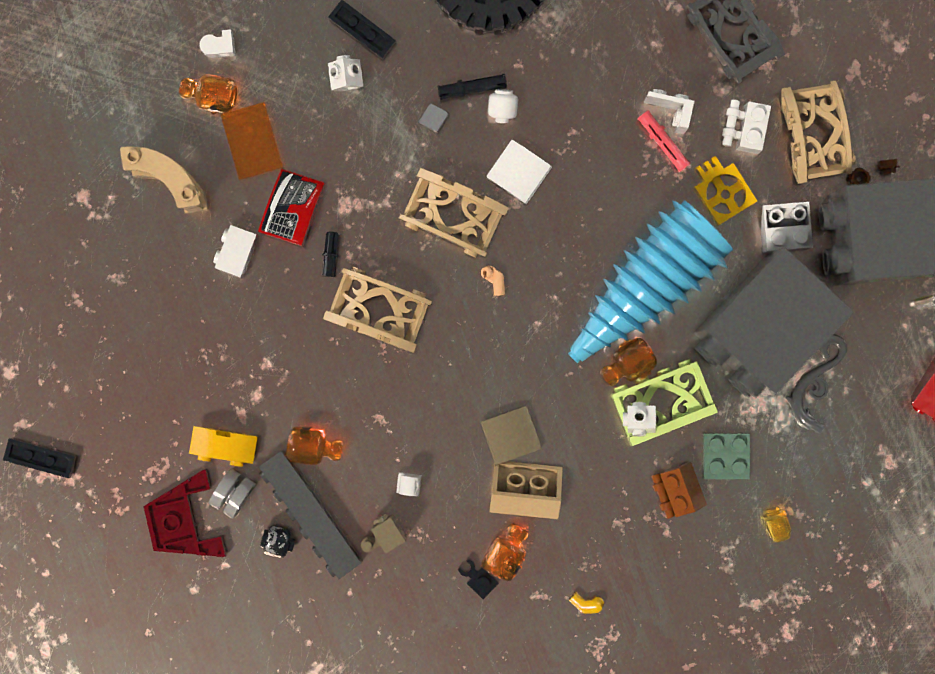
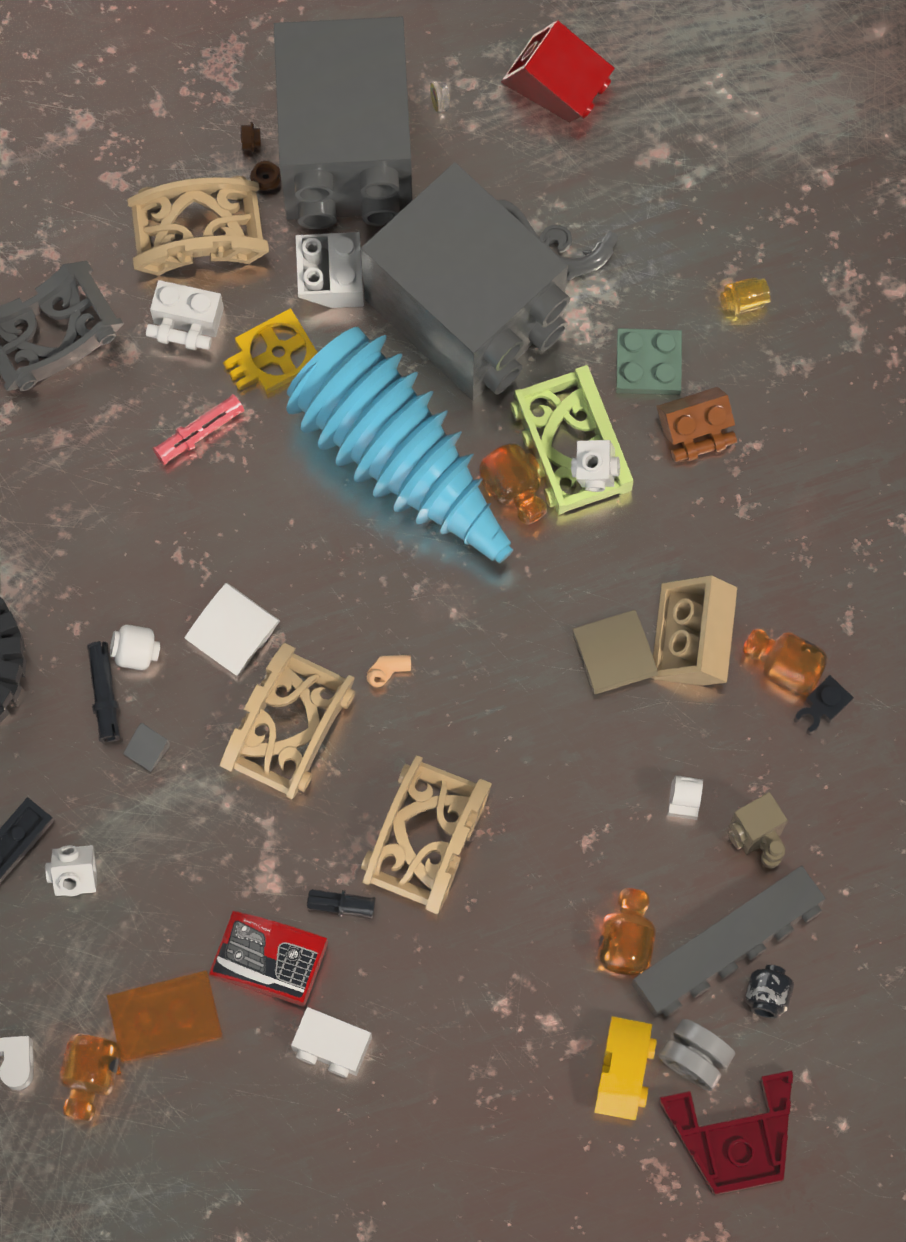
camera: 90 degrees left, 15 degrees down
(159, 166) = (207, 1133): tan fence -> none
(588, 606) = (863, 554): yellow arm -> none
(679, 102) = (155, 395): white bracket -> none

